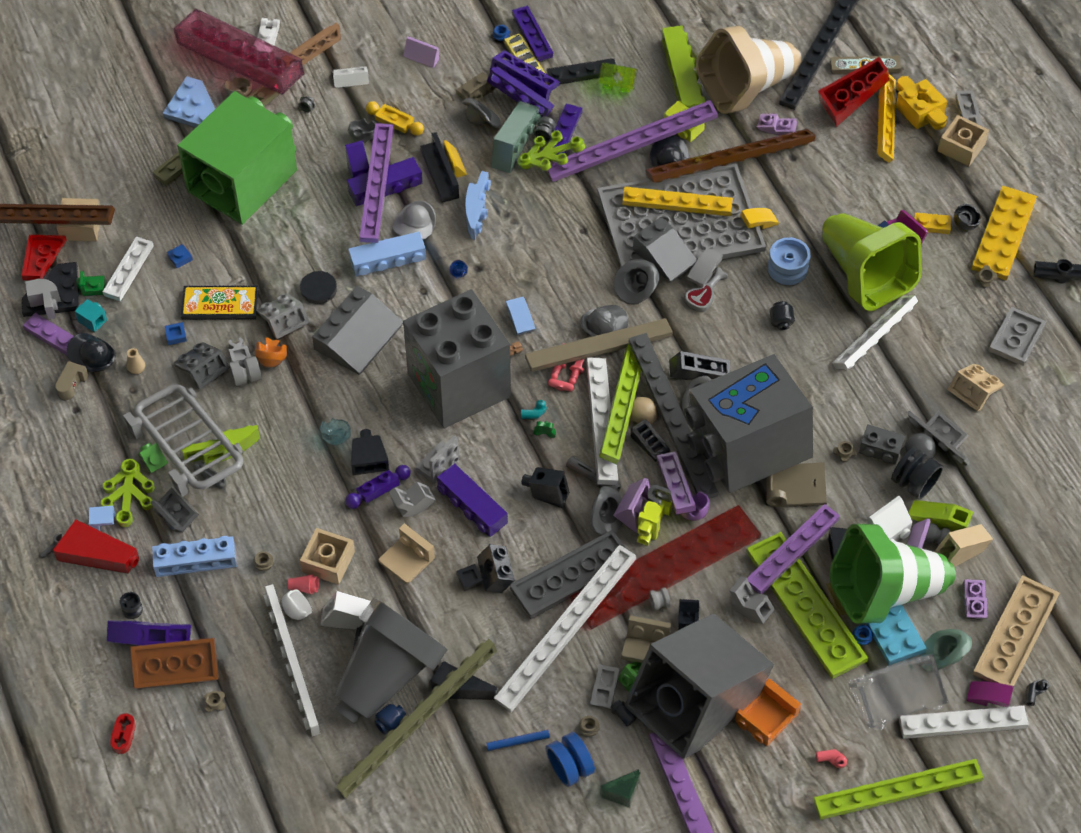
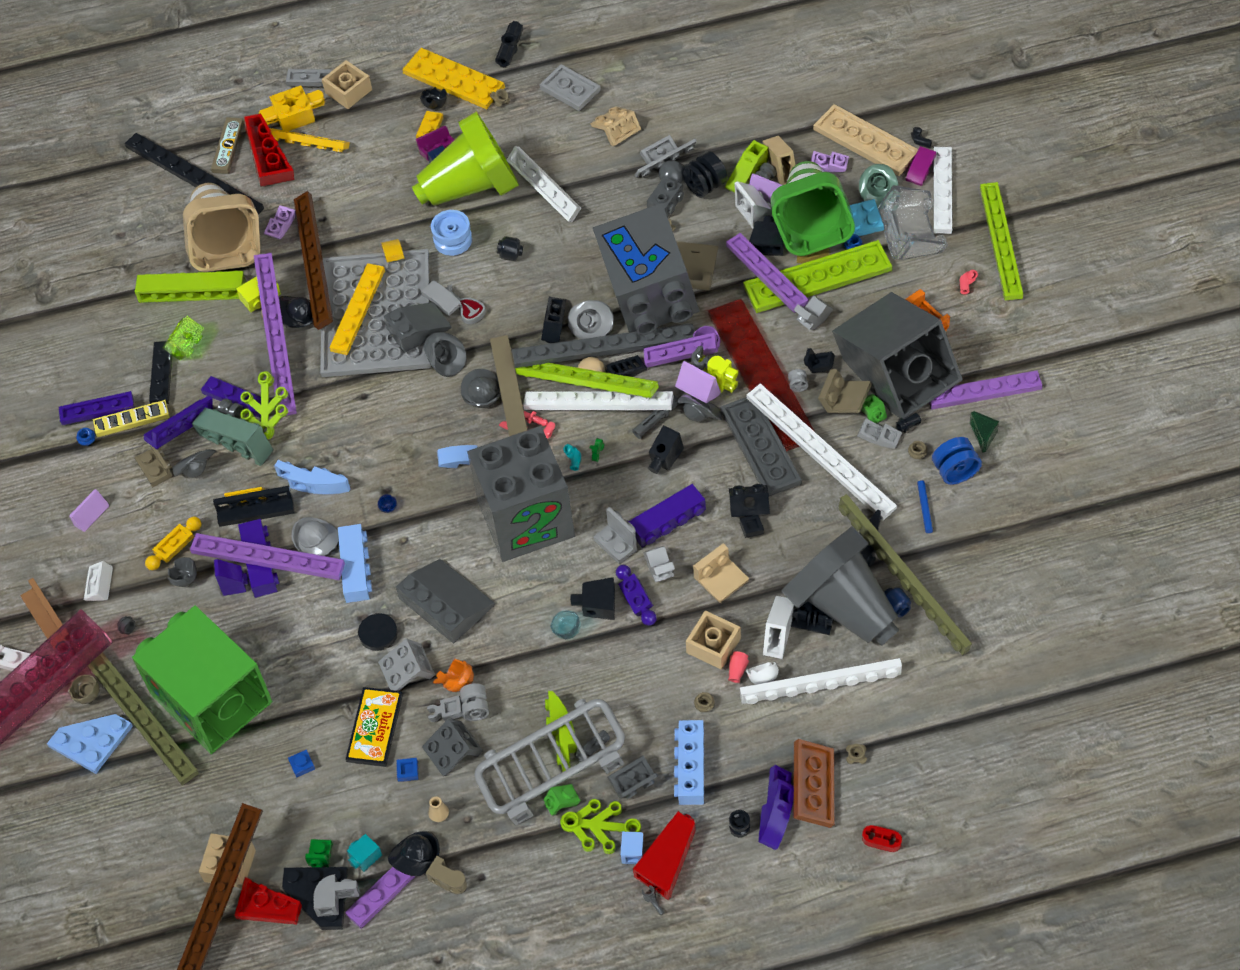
camera: 75 degrees left, 0 degrees up
(128, 269) = (308, 814): white plate -> none
(523, 75) = (135, 438): dark purple fence -> none

